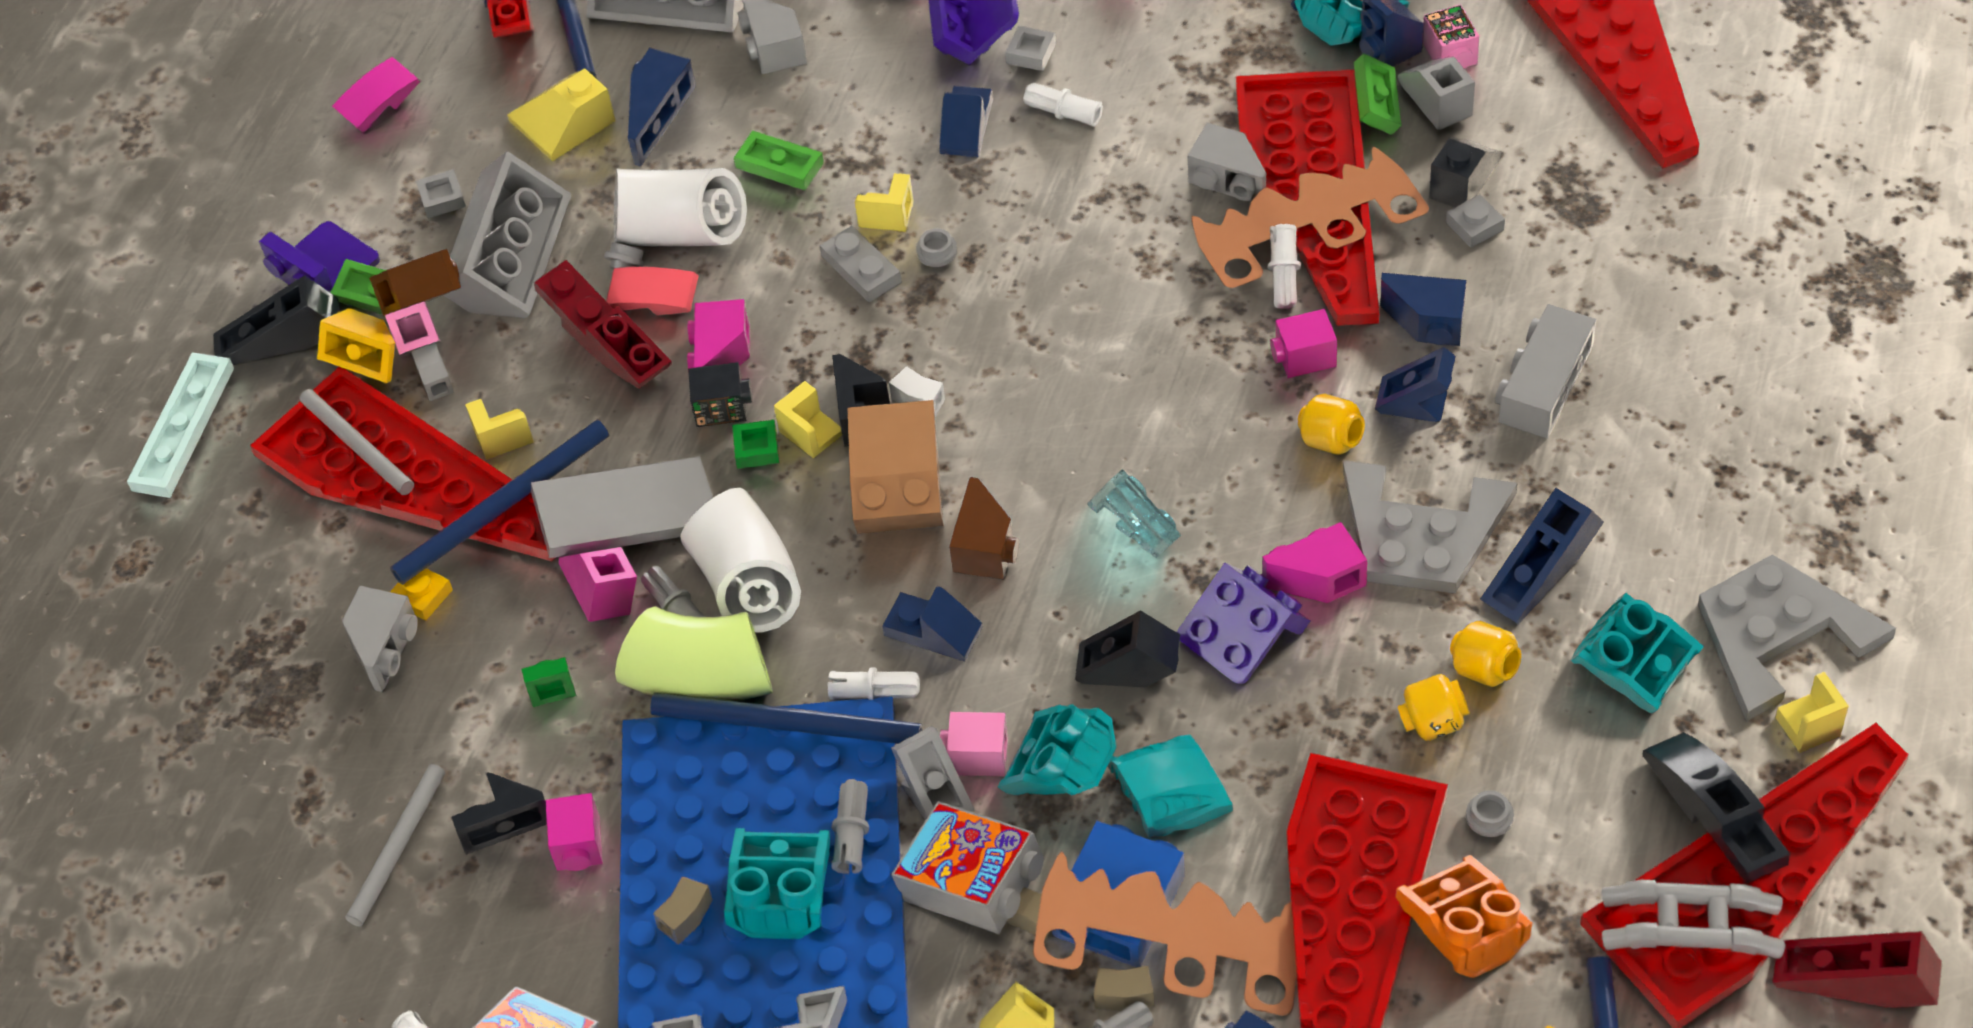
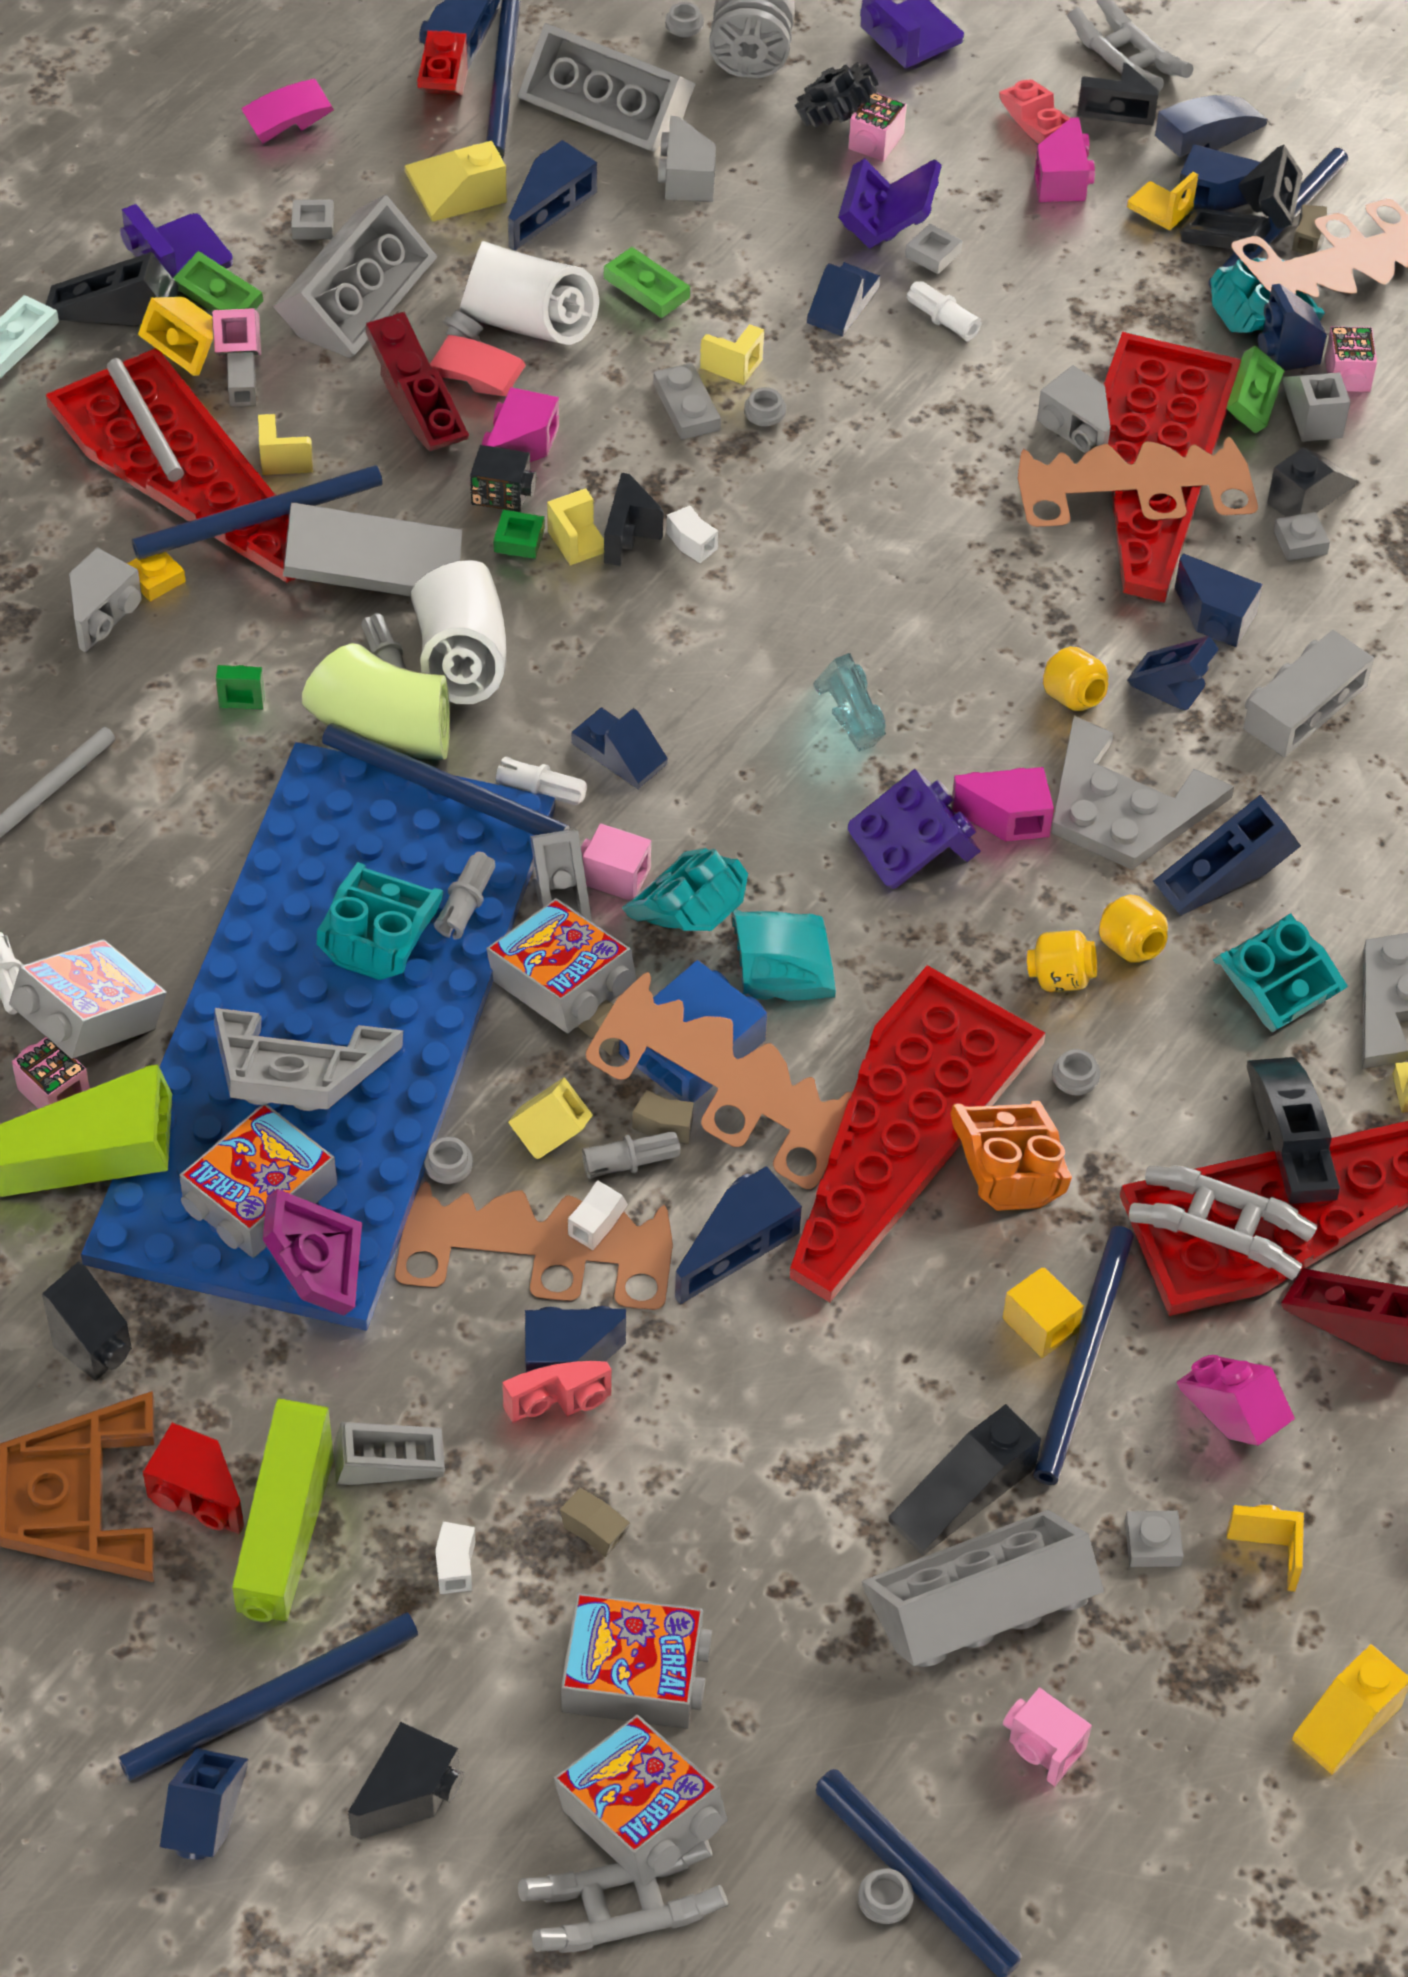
camera: 10 degrees right, 0 degrees up
(416, 282) = (256, 287): reddish brown slope -> none
(513, 812) = (161, 791): black slope -> none
(574, 832) = (211, 825): dark pink brick -> none
(601, 582) = (322, 612): dark pink slope -> none
(684, 909) = (283, 920): dark tan piece -> none
(894, 467) = (638, 593): medium nougat slope -> none
(982, 535) = (697, 679): reddish brown slope -> none
(1129, 653) = (794, 826): black slope -> none
(1284, 265) = (1093, 520): white axle -> none
(1305, 343) = (1082, 598): dark pink brick -> none

